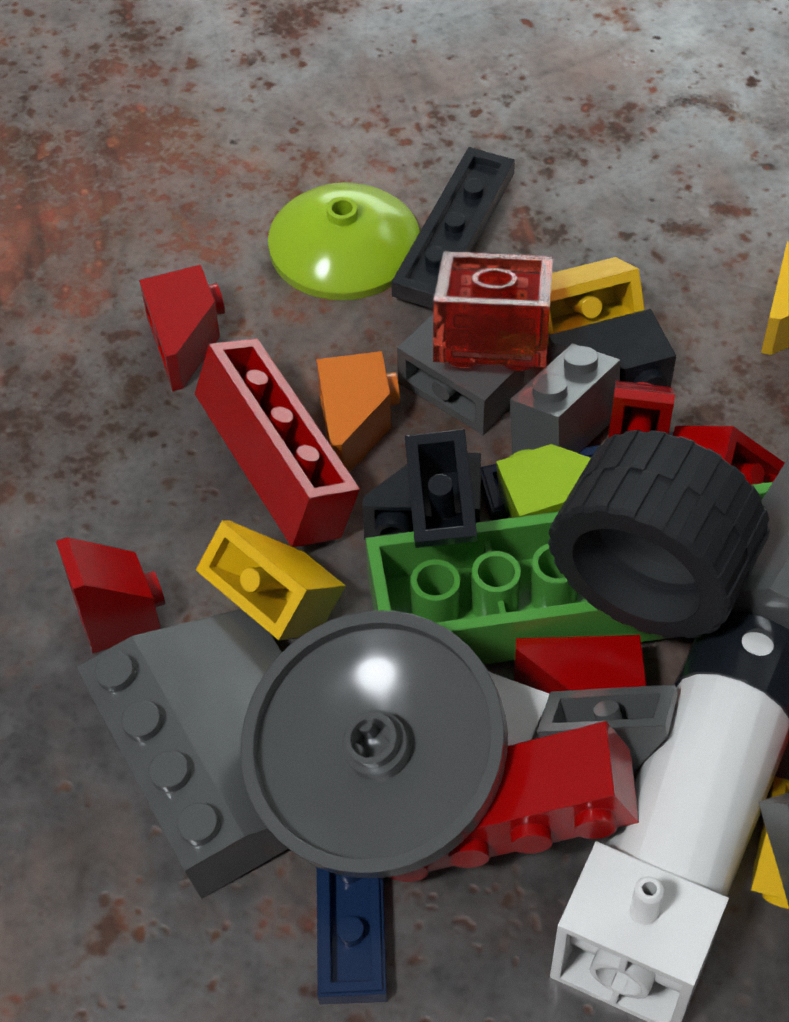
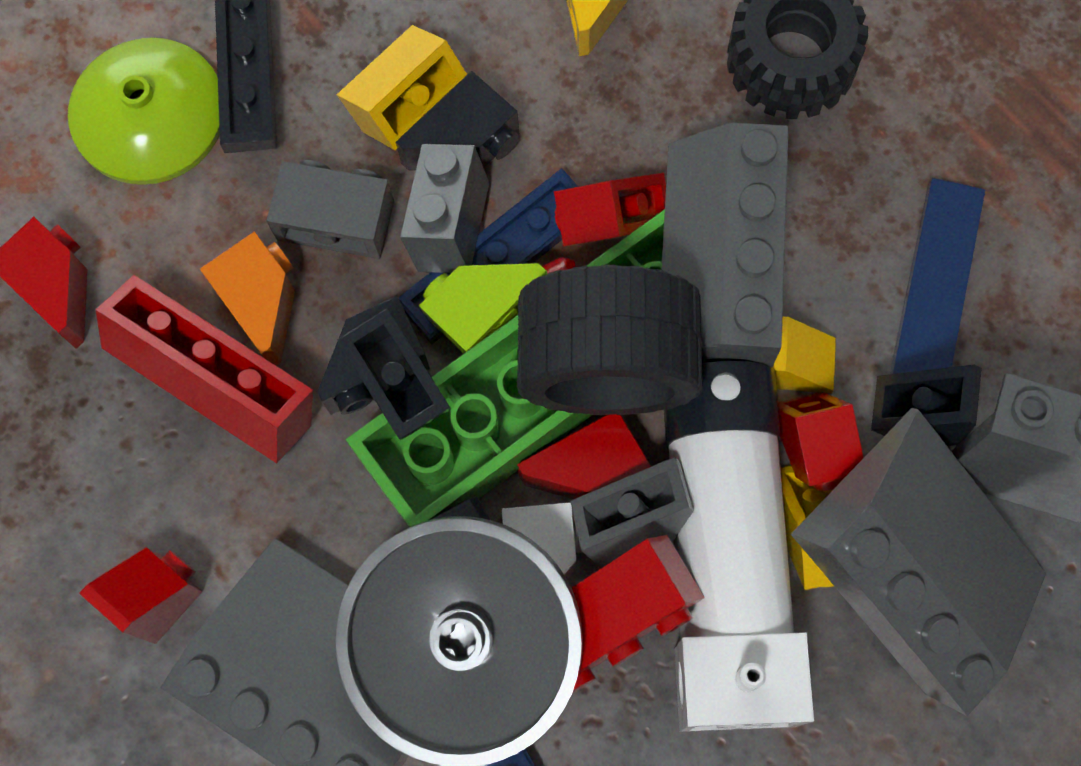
camera: 25 degrees left, 20 degrees up
(270, 580) = (279, 512): yellow slope -> none
(492, 310) = (339, 149): clear red slope -> none
(641, 408) = (520, 199): red slope -> none

